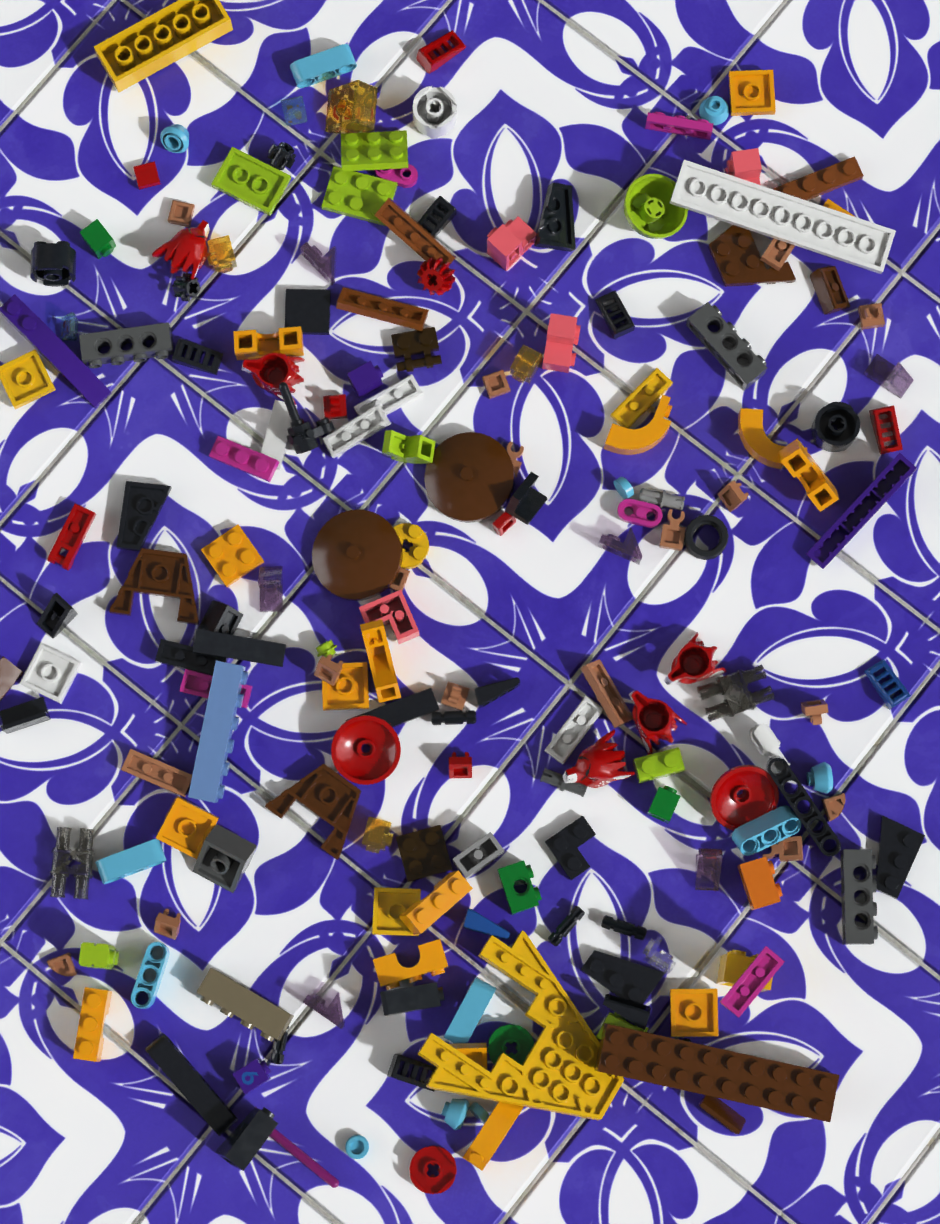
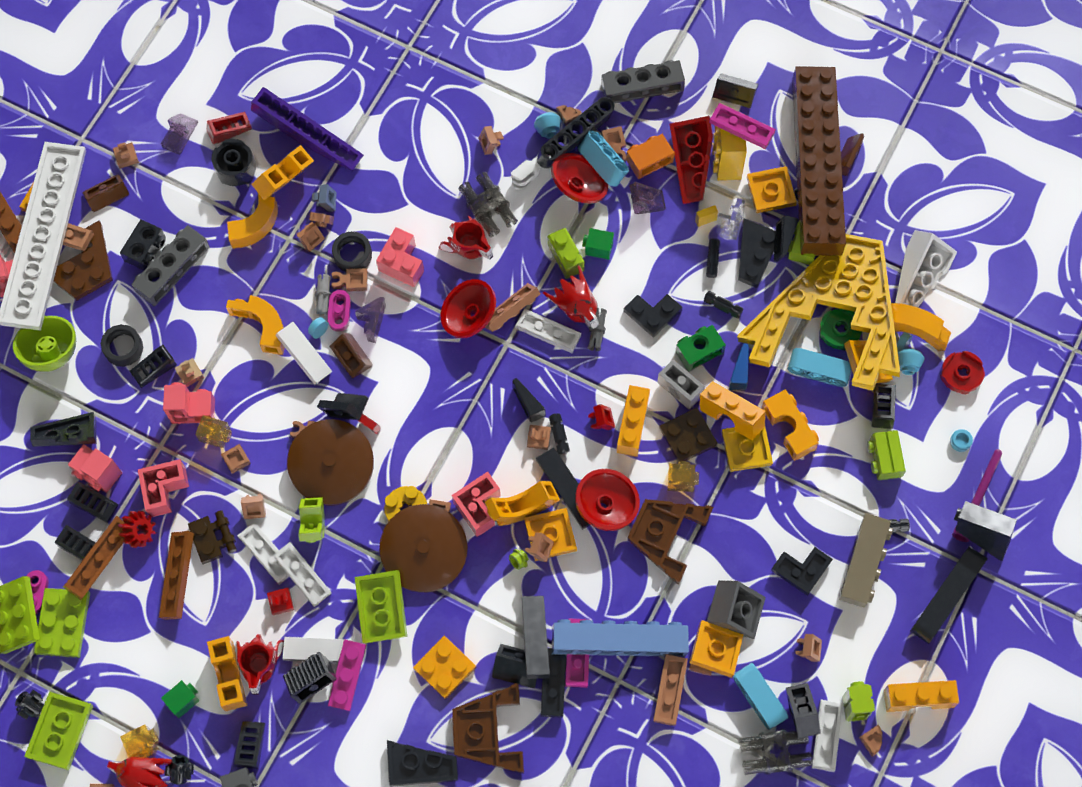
camera: 100 degrees left, 10 degrees down
(78, 920) = (827, 742): none -> white tile
(102, 897) = (803, 710): none -> black brick
(141, 984) = (871, 648): medium azure beam -> none
(245, 934) = (803, 575): none -> black plate
(247, 421) = (309, 677): none -> black brick
(252, 1075) = (926, 541): dark purple brick -> none
(256, 297) = (181, 698): none -> green brick
(271, 589) = (470, 623): clear purple slope -> none
(301, 433) = (312, 623): black piece -> none
(304, 502) = (381, 607): none -> lime plate
(309, 310) = (187, 647): black tile -> none
(324, 265) = (140, 638): clear purple slope -> none
(333, 1012) = (850, 483): clear purple slope -> none
(355, 1059) = (887, 455): none -> lime brick
(365, 379) = (249, 576): dark purple brick -> none
(411, 998) = (823, 417): black slope -> none
(437, 393) = (253, 506): none -> nougat tile
(449, 796) = (633, 420): none -> light orange arch
(476, 299) = (158, 481): none -> coral brick
(482, 219) = (77, 493): none -> black slope
(568, 1160) = (923, 264): none -> white wedge
(588, 518) = (350, 355): none -> reddish brown slope
(595, 467) = (303, 353): none -> white tile
(601, 350) = (189, 372): none -> tan tile
(610, 646) = (468, 308): none -> red dish
(641, 399) = (231, 330): yellow tile -> none
(644, 268) = (114, 332): none -> black tyre
(653, 719) = (527, 263): red piece -> none
(674, 930) = (706, 215): none -> yellow tile
(688, 581) = (397, 260): none -> coral brick
(749, 929) = (692, 150): none -> red wedge
(750, 509) = (321, 219): none -> nougat plate
(760, 316) = (137, 243): none -> black brick
(775, 519) = (325, 198): none -> sand blue tile
(830, 1002) = (735, 90): none -> panel
(890, 703) = (456, 80): blue slope -> none
(896, 855) = (598, 60): black wing -> none

